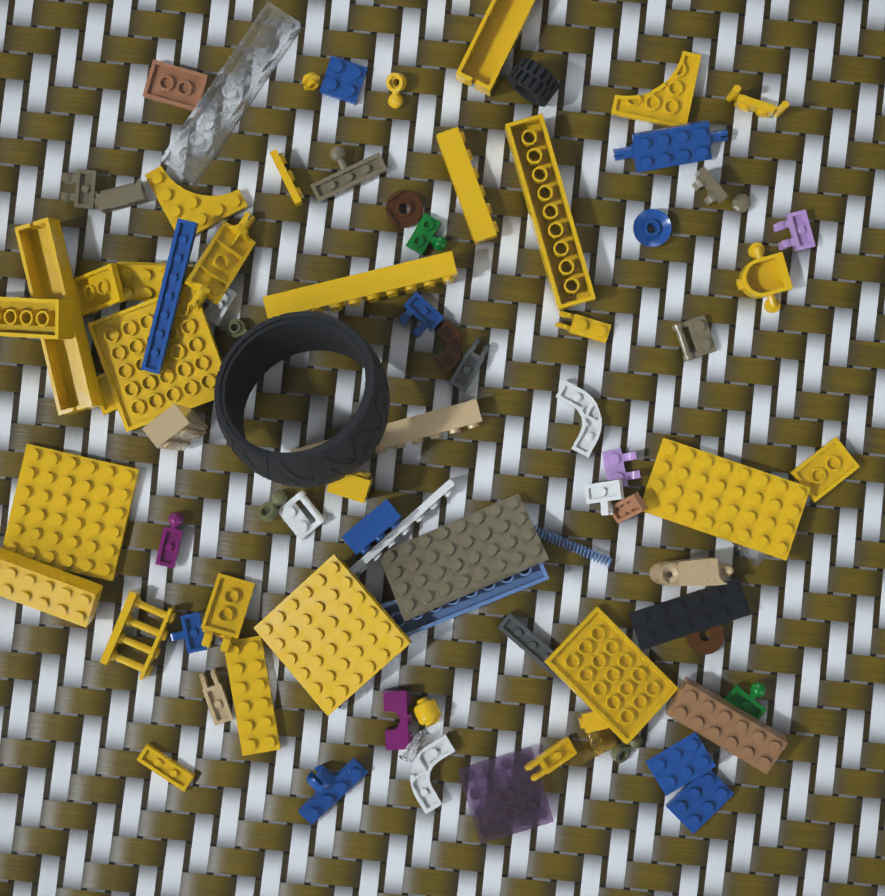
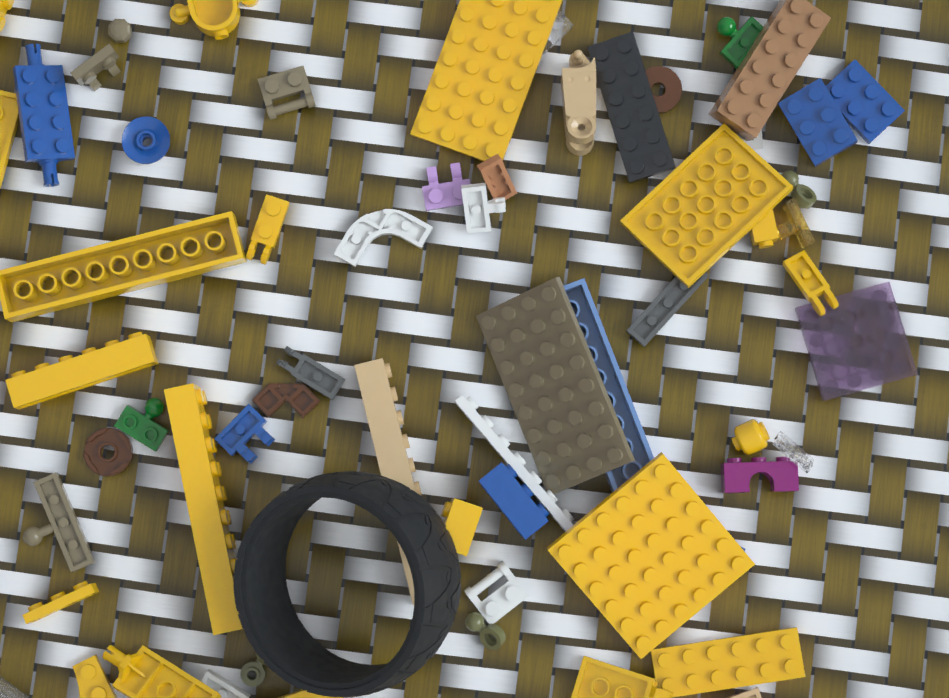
camera: 90 degrees left, 5 degrees down
(330, 788) = (847, 564): blue plate -> none
(421, 771) = (822, 446): white plate -> none
(574, 547) = (545, 247): medium blue piece -> none

